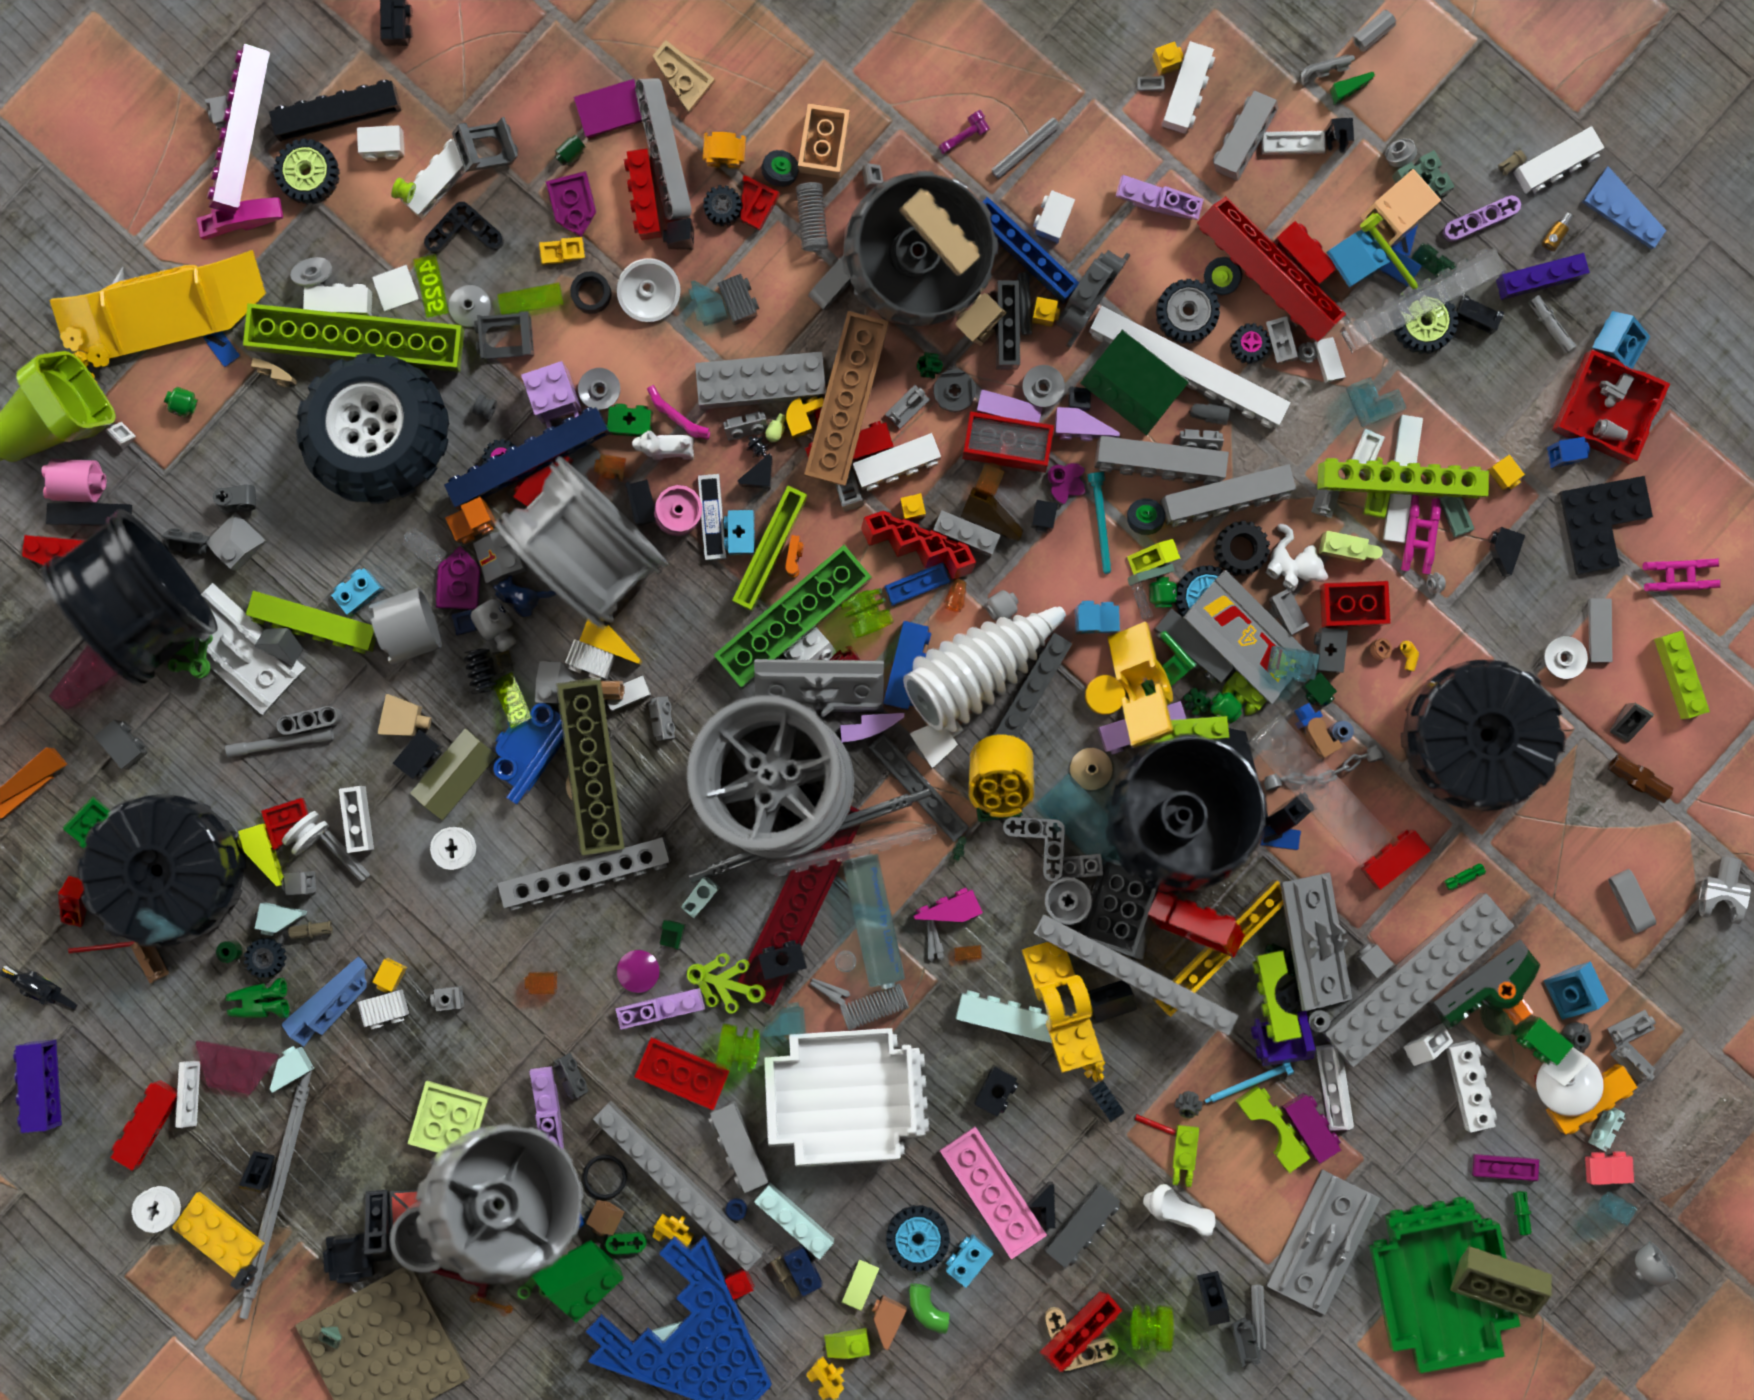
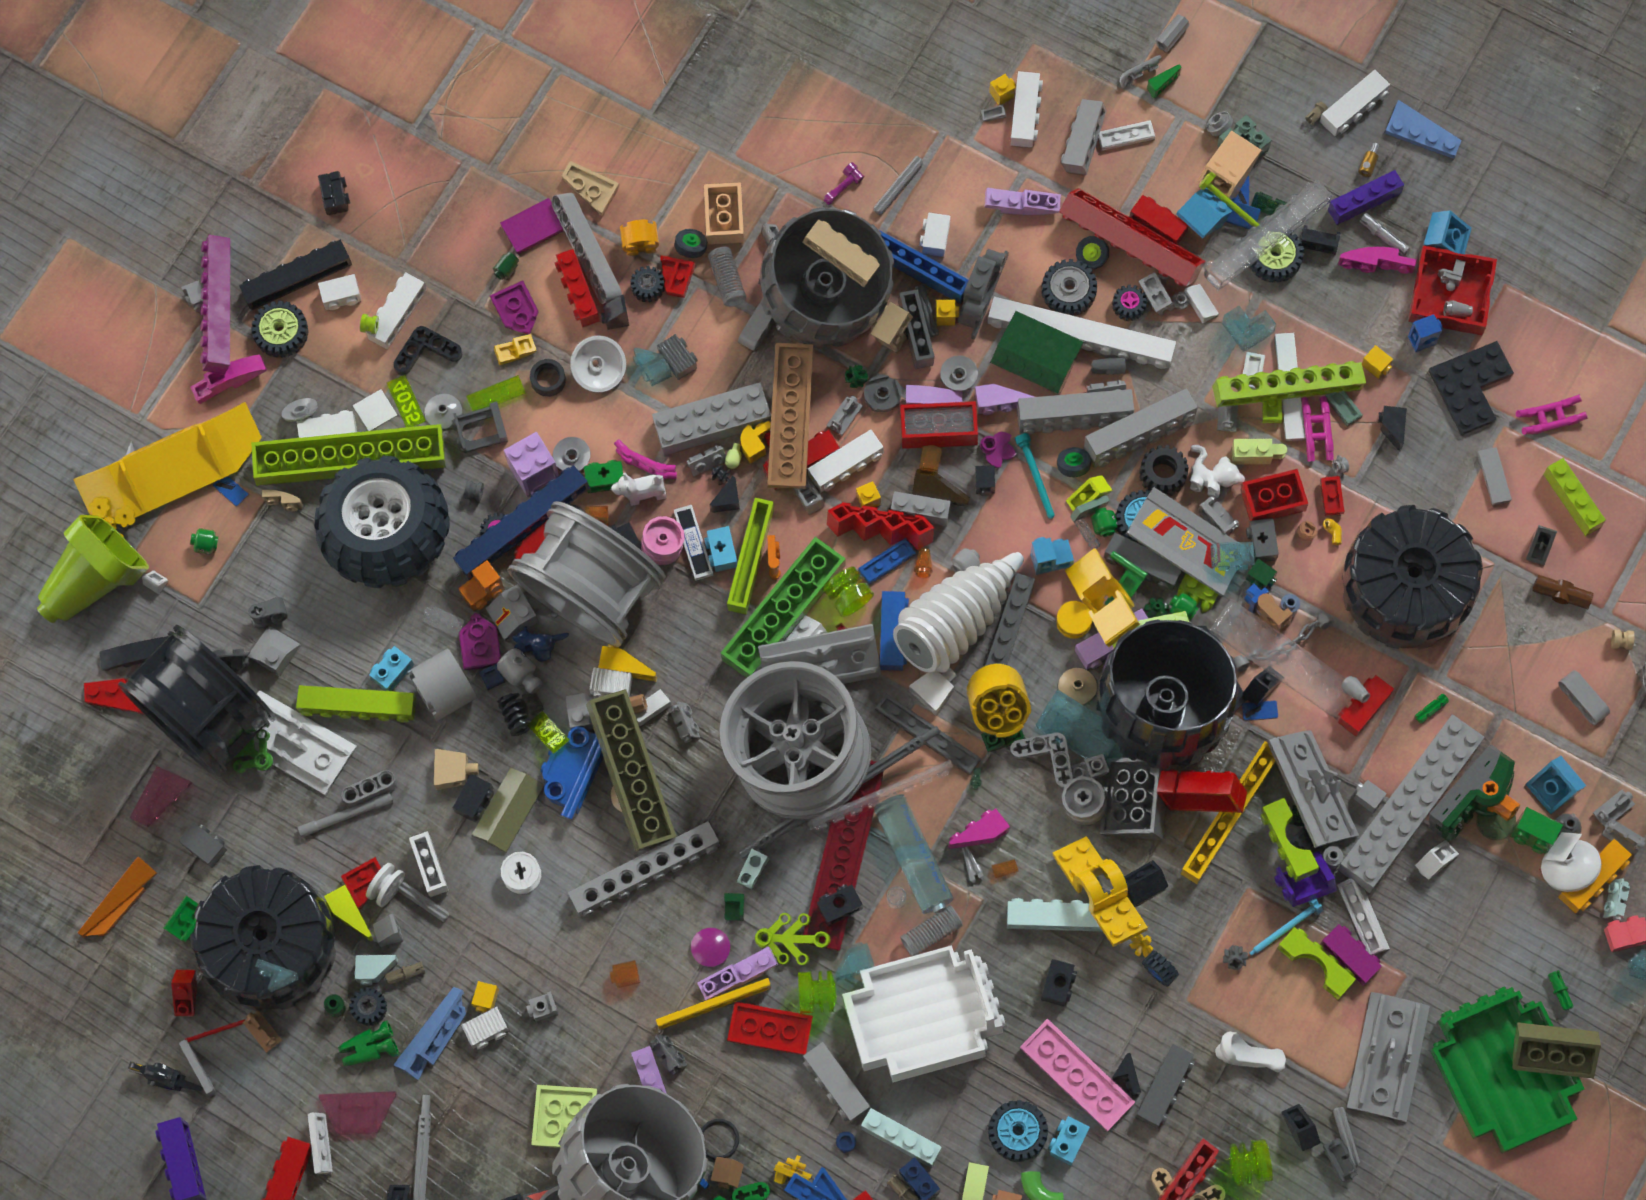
camera: 10 degrees left, 15 degrees down
(73, 480) = (122, 624): bright pink cylinder -> none
(74, 986) = (197, 1067): none -> light grey tile
(280, 644) = (331, 727): dark grey slope -> none
(290, 1067) = (409, 1100): light aqua slope -> none
(500, 131) = (415, 275): dark grey panel -> none
(628, 1034) = (713, 1004): none -> yellow tile
(678, 1186) = (788, 1129): light grey brick -> none
(833, 992) = (891, 929): light grey piece -> none
(870, 726) = (874, 688): lavender slope -> none
(1079, 398) = (993, 376): black plate -> none
(1136, 975) = (1158, 847): light grey brick -> none
(1156, 1125) = (1210, 985): red piece -> none
(1185, 1153) = (1243, 1003): lime hinge -> none
(1341, 131) = (1163, 116): black hinge -> none
(1389, 844) = (1355, 689): none -> light grey cone
(1418, 615) = (1332, 495): none -> red plate
(1470, 1086) = (1484, 888): white brick -> none
(1482, 220) = (1302, 163): lavender beam -> none
(1505, 1167) = (1535, 954): magenta tile -> none
(1528, 349) = (1369, 257): none -> dark pink slope
(1575, 654) = (1473, 496): white dish -> none
(1693, 846) = (1622, 639): none -> tan wheel

